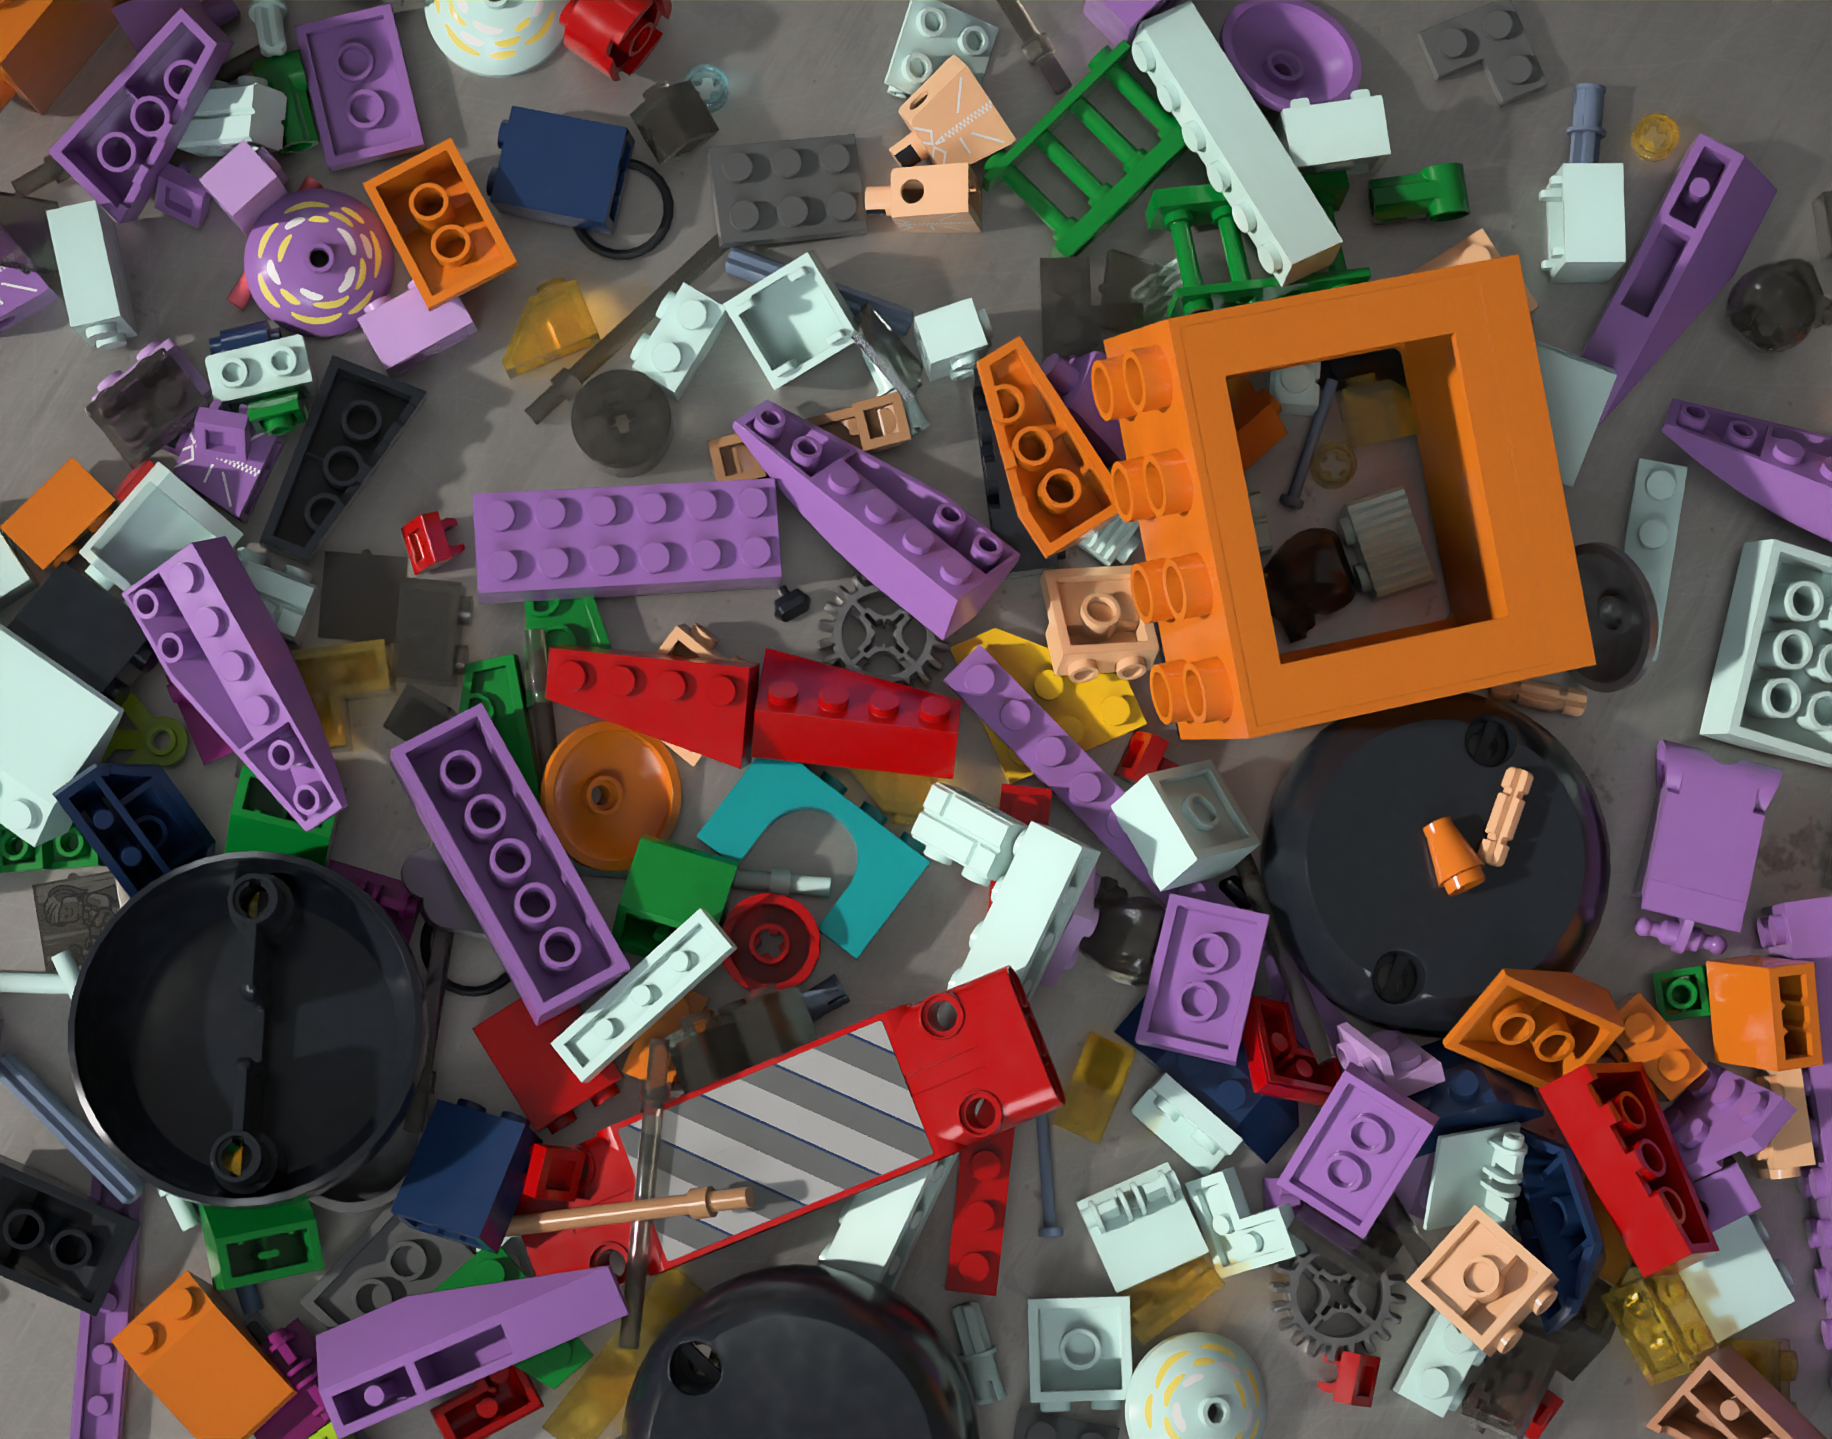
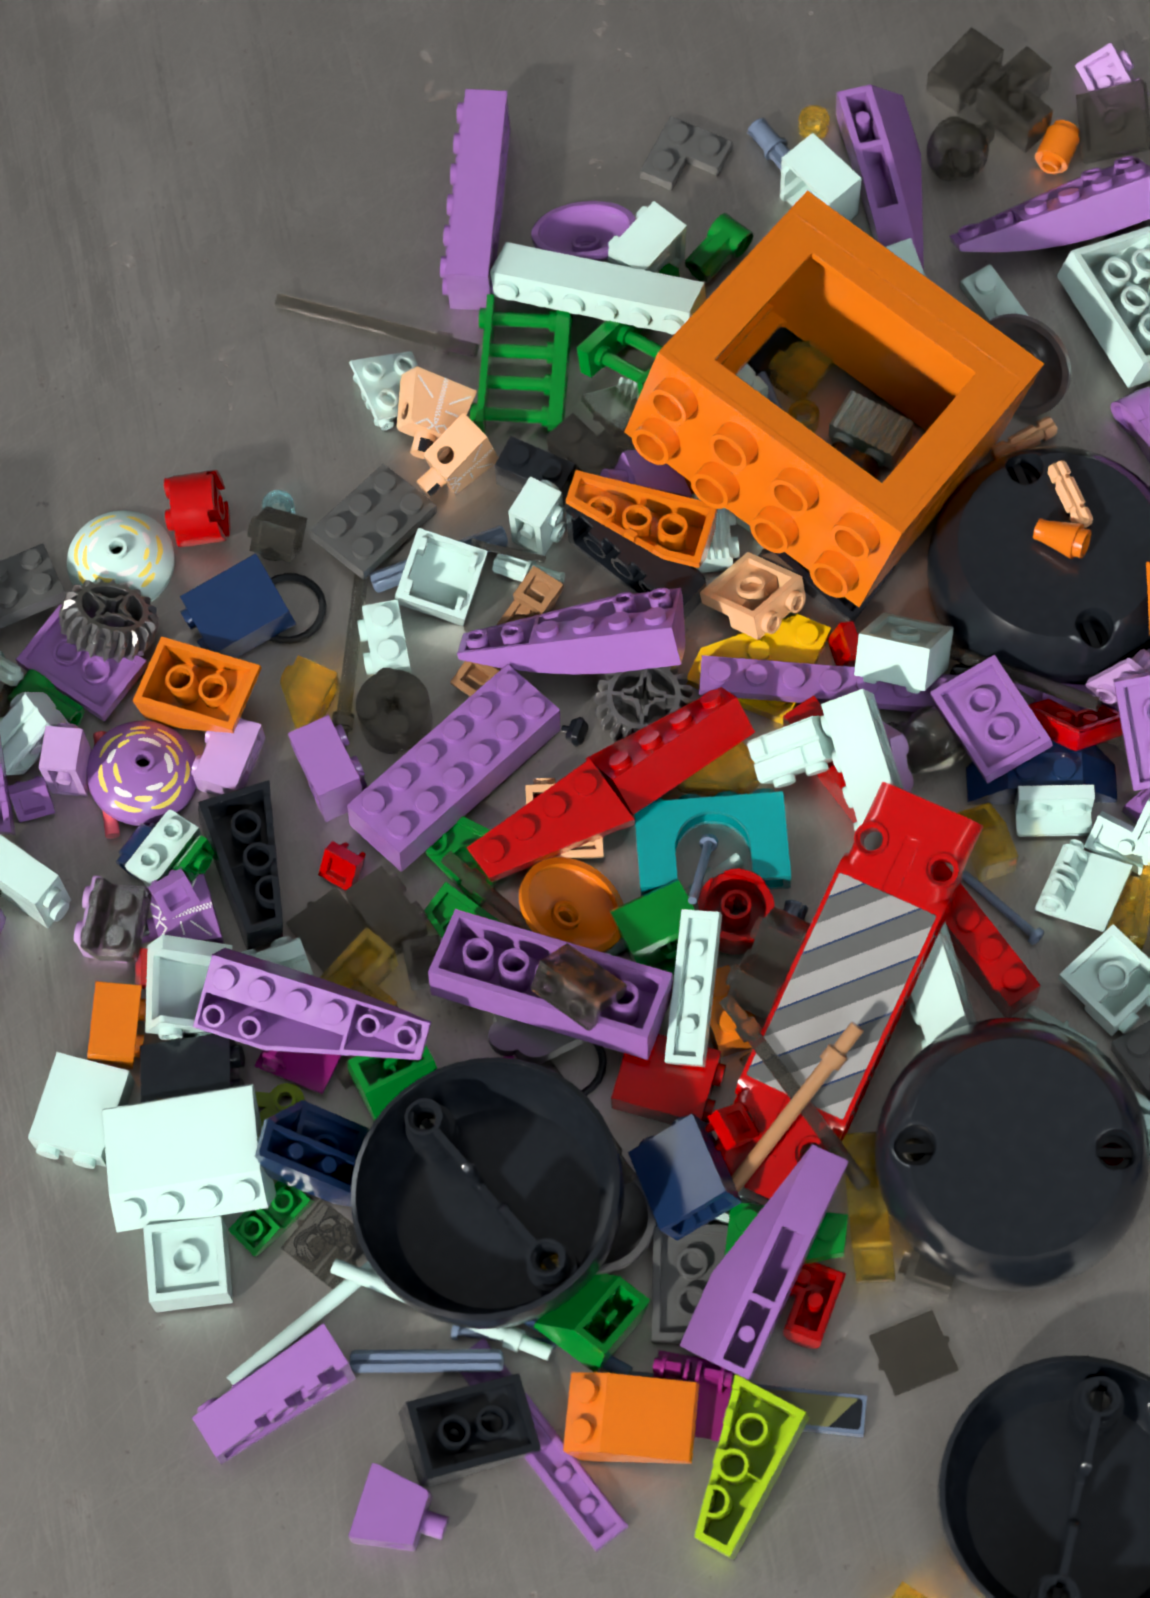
camera: 30 degrees left, 15 degrees down
(410, 84) = (108, 620): none -> flat silver gear
(494, 429) = (329, 770): none -> medium lavender brick
(518, 900) = (576, 985): none -> clear smoke bracket
(814, 843) = (708, 843): none -> sand blue piece
(997, 285) = (522, 460): none -> black brick

